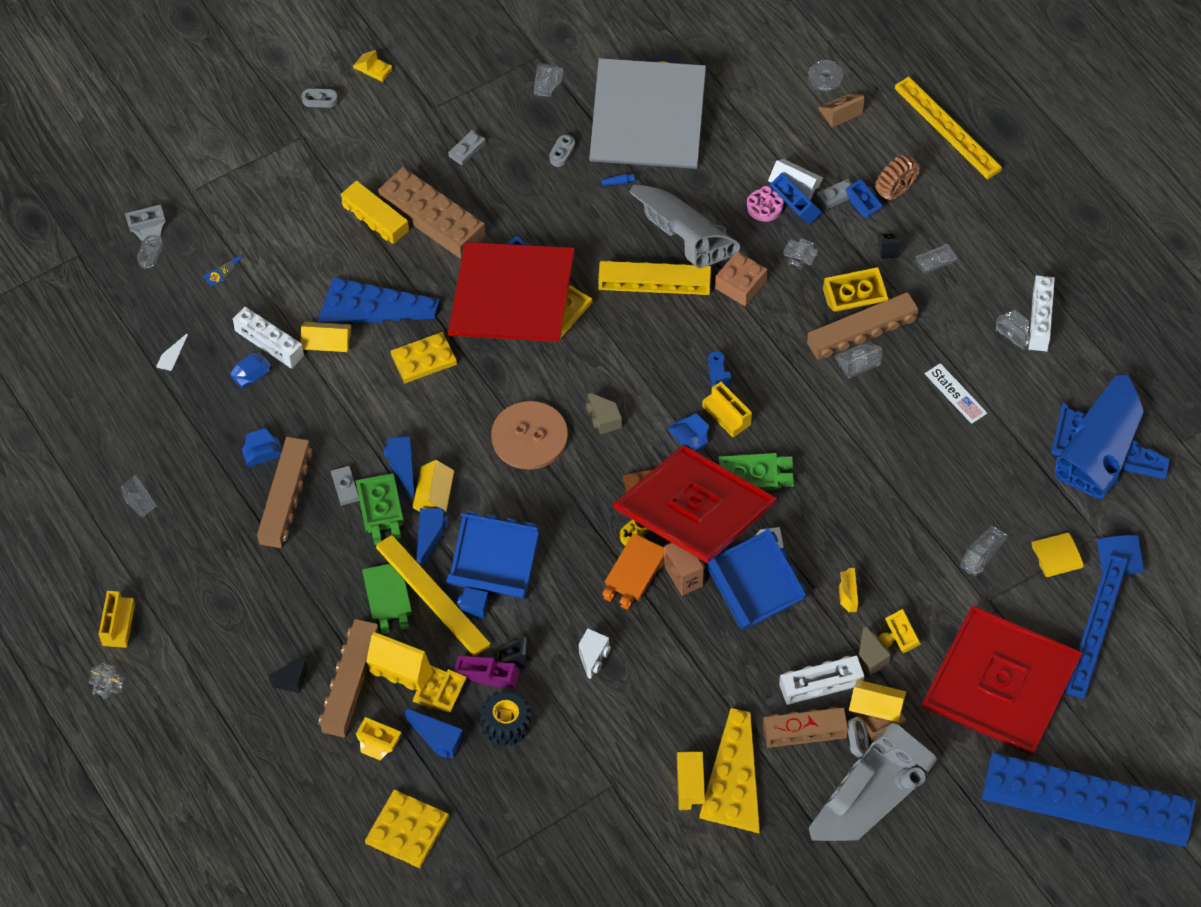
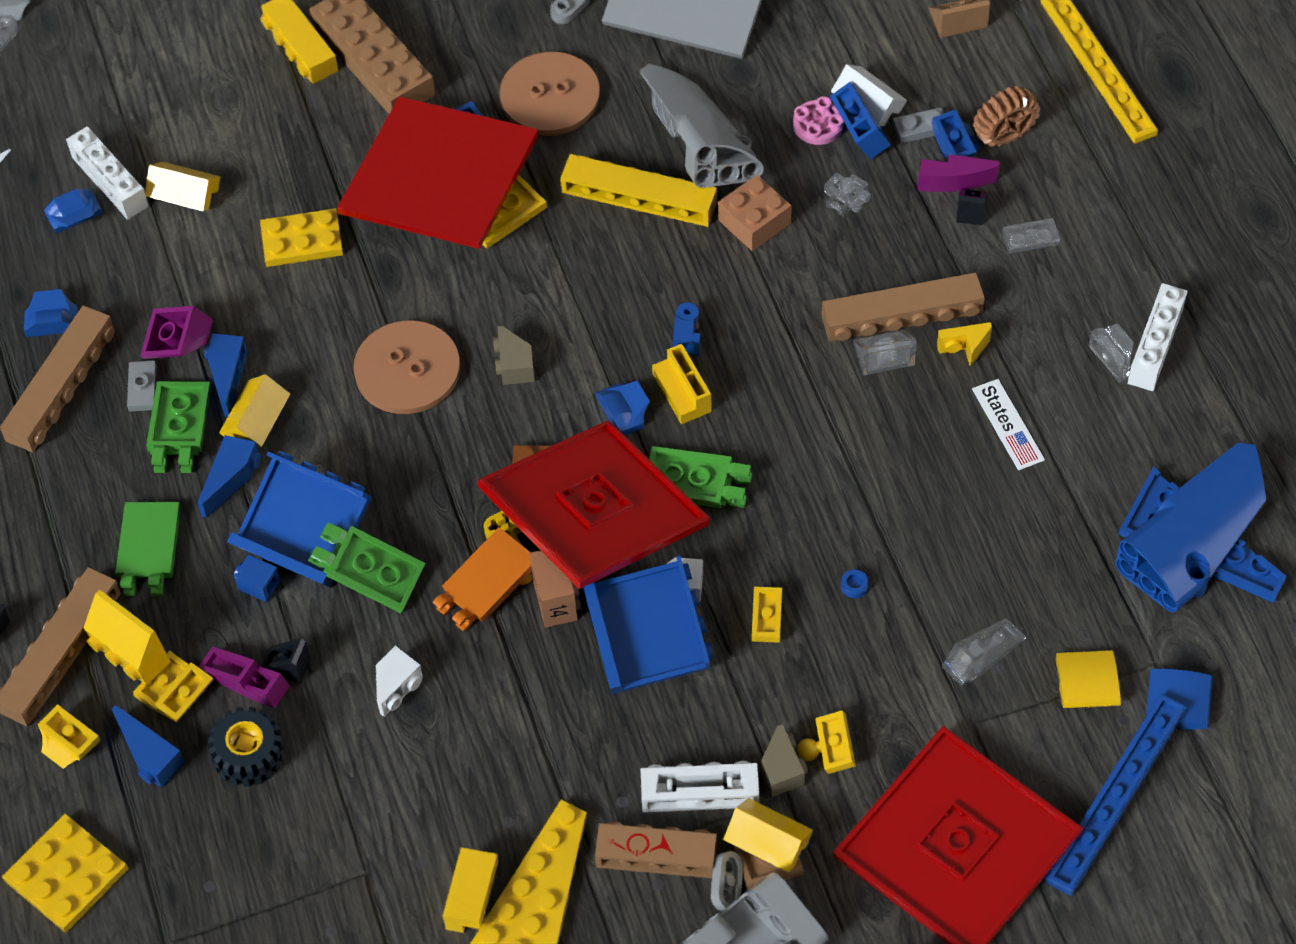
camera: 15 degrees right, 0 degrees up
(220, 273) = (81, 79): sticker -> none
(361, 443) = (175, 332): none -> magenta slope
(369, 304) = (254, 154): blue wing -> none
(433, 595) = (206, 558): yellow tile -> none
(550, 578) = (368, 566): none -> bright green tile
(568, 219) = (550, 93): none -> nougat plate
(621, 179) = (633, 54): blue animal -> none
(831, 555) = (766, 614): none -> yellow plate
(848, 590) = (775, 666): yellow slope -> none
(854, 289) = (904, 255): yellow slope -> none
(872, 224) = (956, 174): none -> magenta slope
(884, 523) = (854, 583): none -> blue tile
(914, 339) = (968, 338): none -> yellow slope

